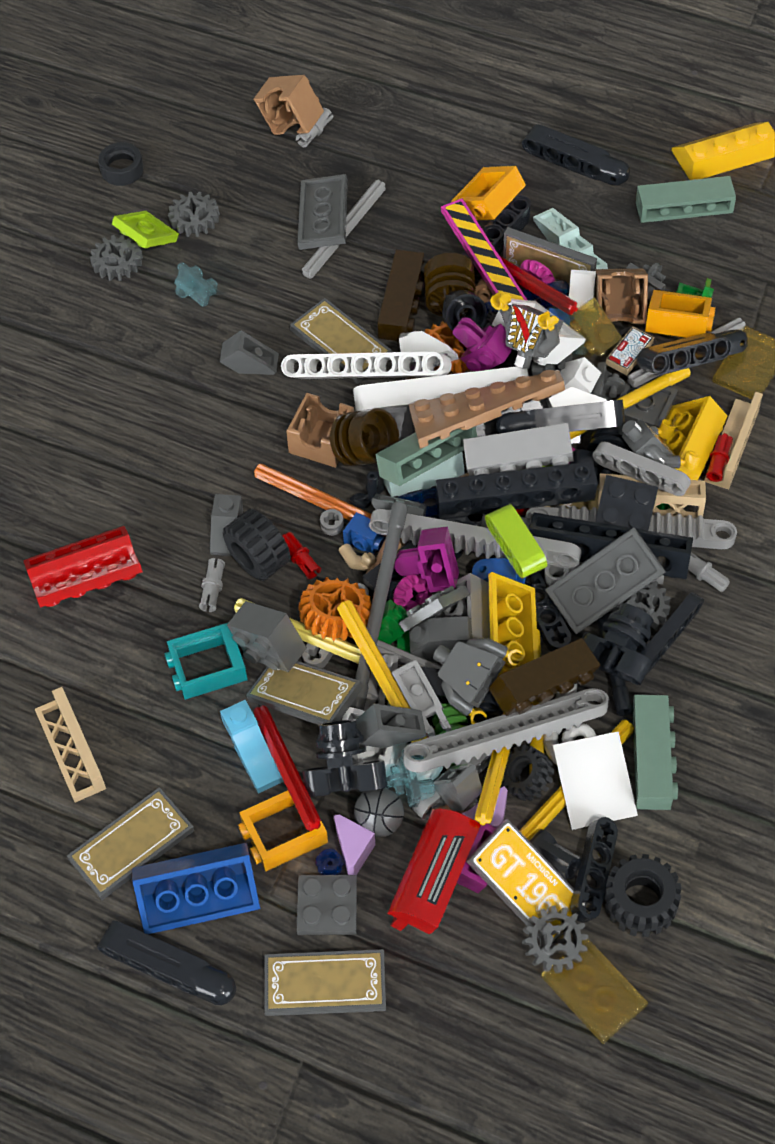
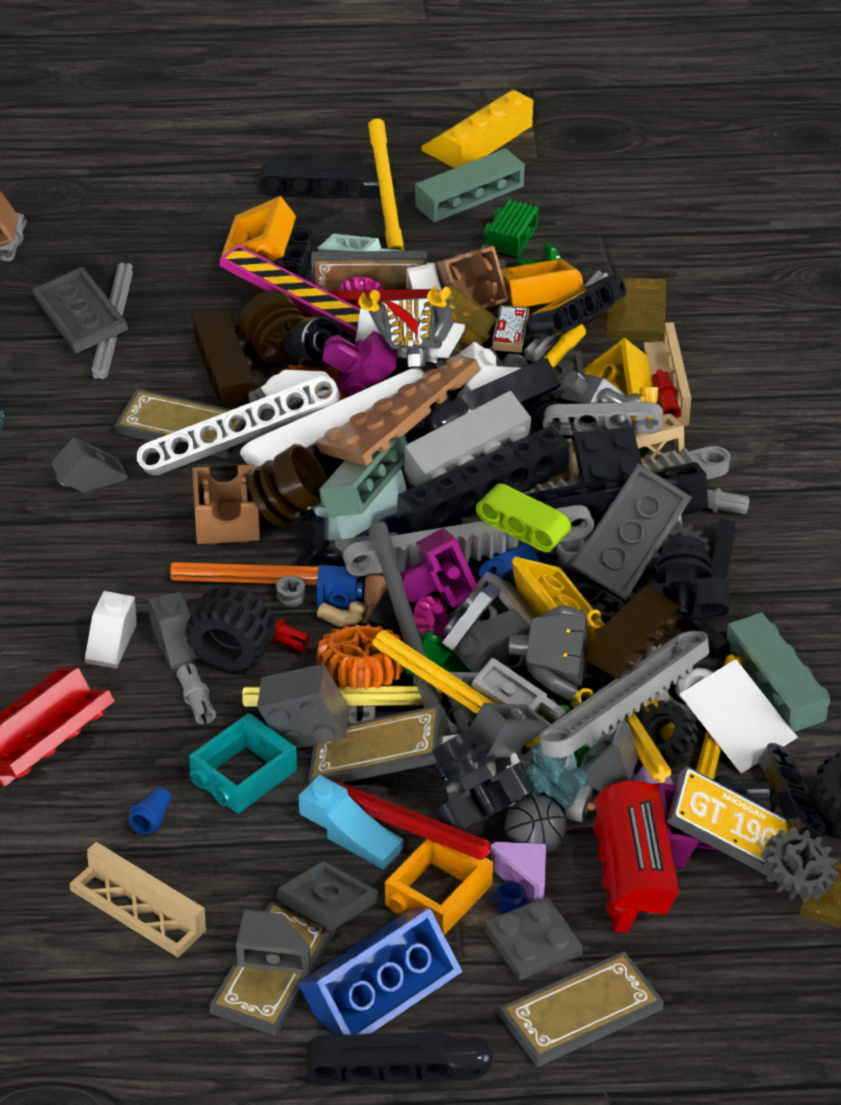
camera: 30 degrees left, 15 degrees down
(120, 673) = (148, 813): none -> blue cone
(128, 826) = (271, 944): none -> dark grey slope
(182, 505) = (111, 629): none -> white slope
(197, 803) = (327, 895): none -> dark grey plate
(598, 223) = (378, 141): none -> yellow piece
(694, 252) = (512, 228): none -> green brick

